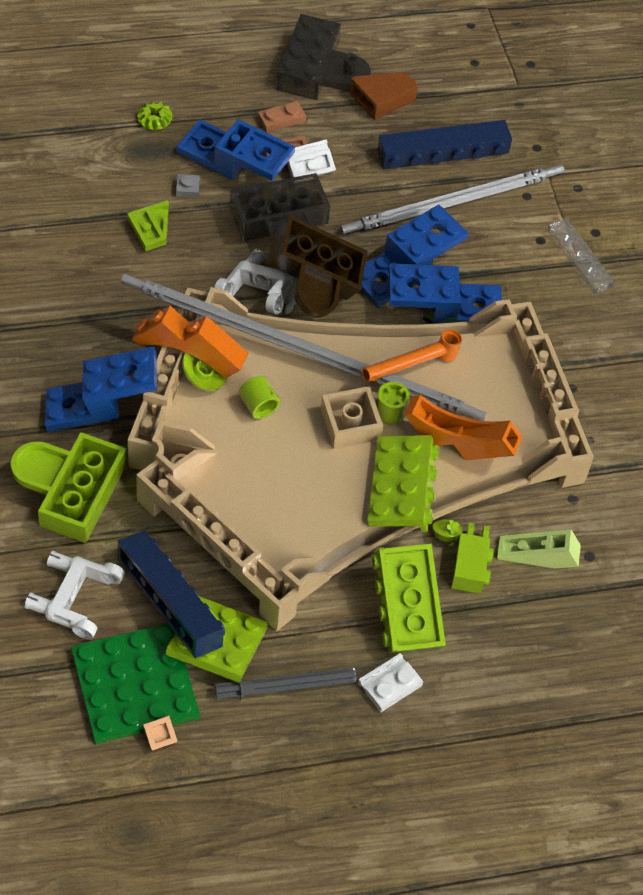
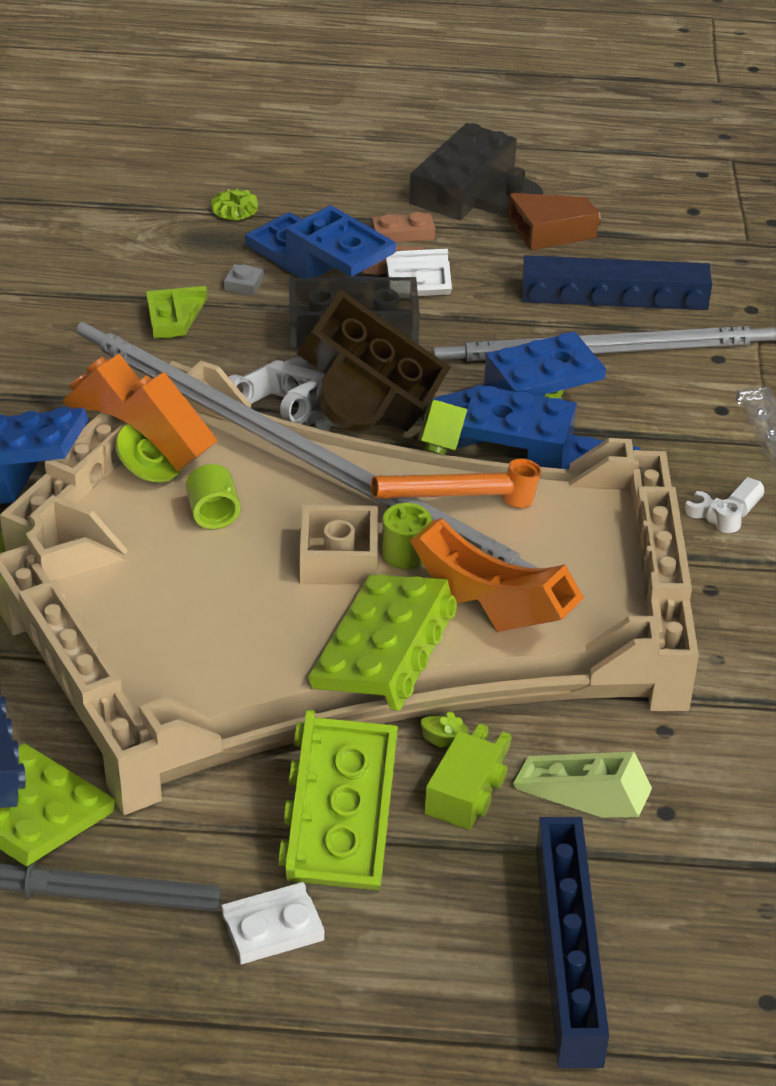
camera: 20 degrees right, 15 degrees down
(378, 303) = (441, 427): none -> lime hinge
(566, 658) = (571, 944): none -> dark blue brick
(569, 327) = (726, 513): none -> white bar

